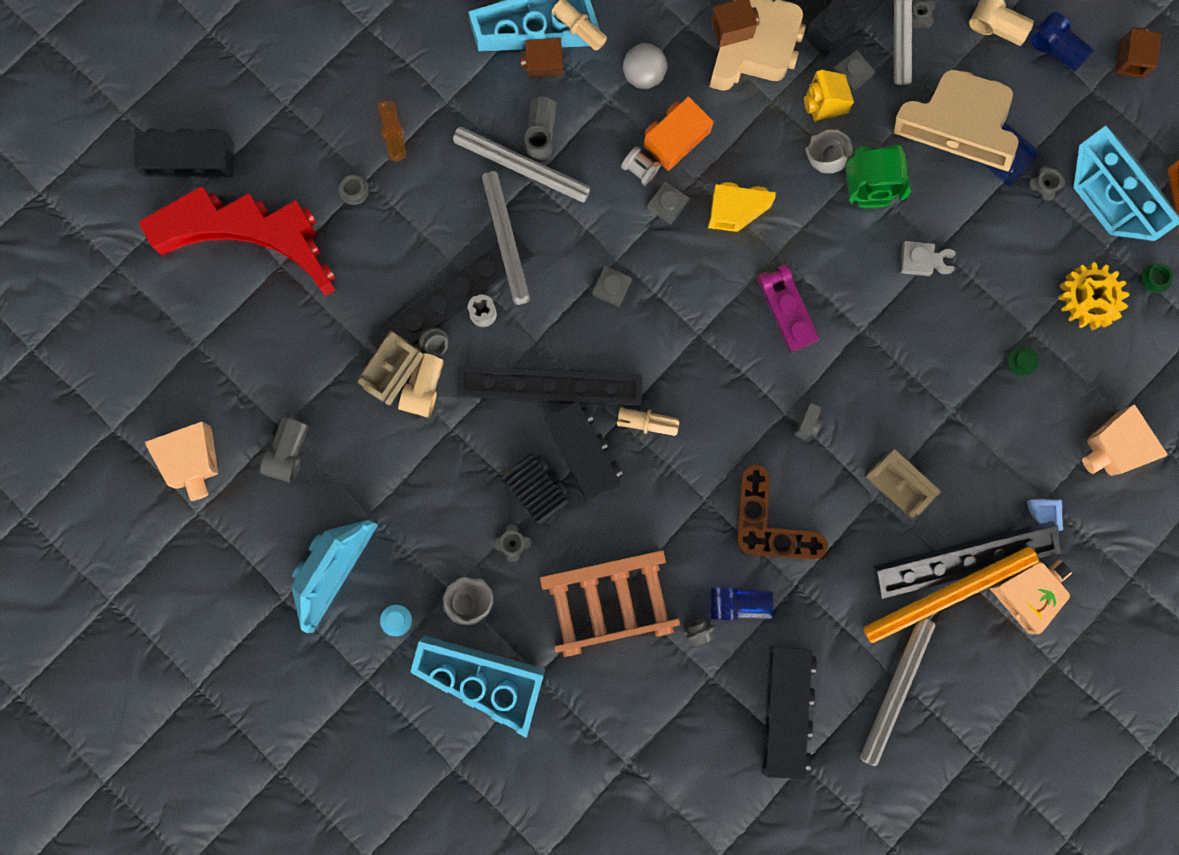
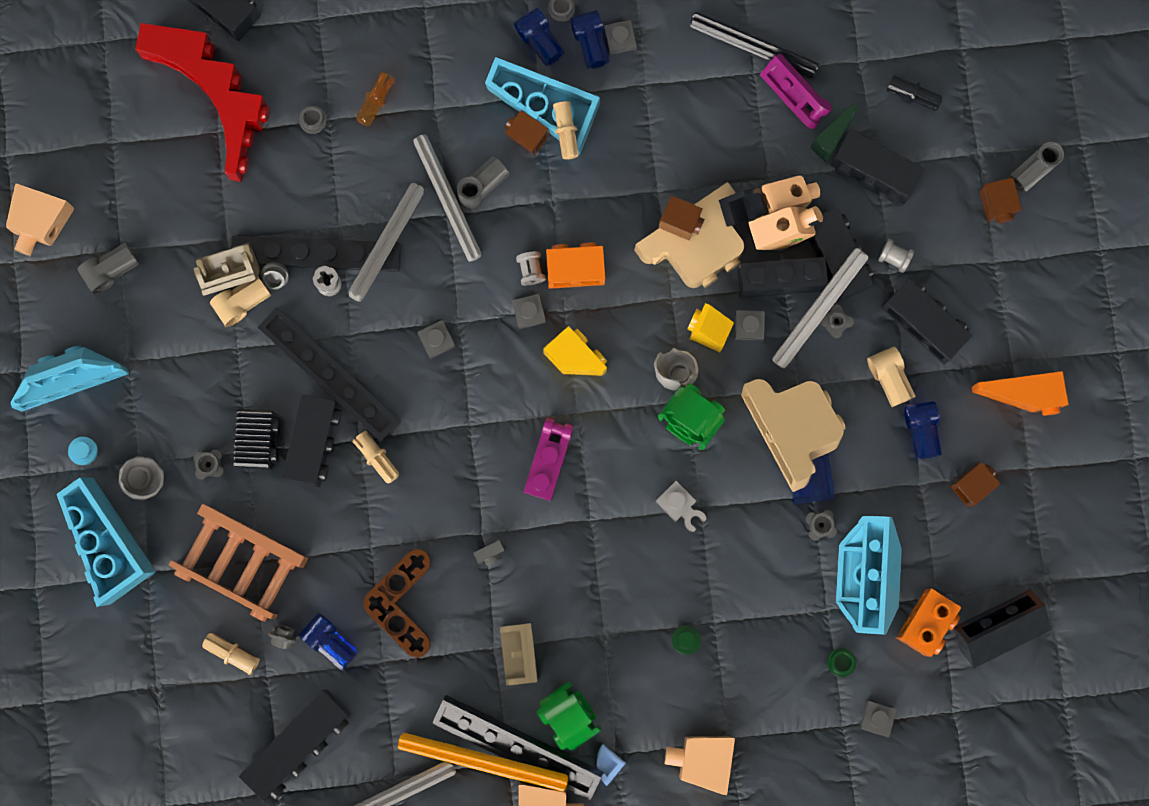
camera: 40 degrees right, 0 degrees up
(645, 66) = (598, 197): light grey hair -> none
(667, 683) = (230, 653): none -> tan axle
(990, 496) = (568, 716): none -> green brick
(1107, 296) = (767, 637): yellow gear -> none

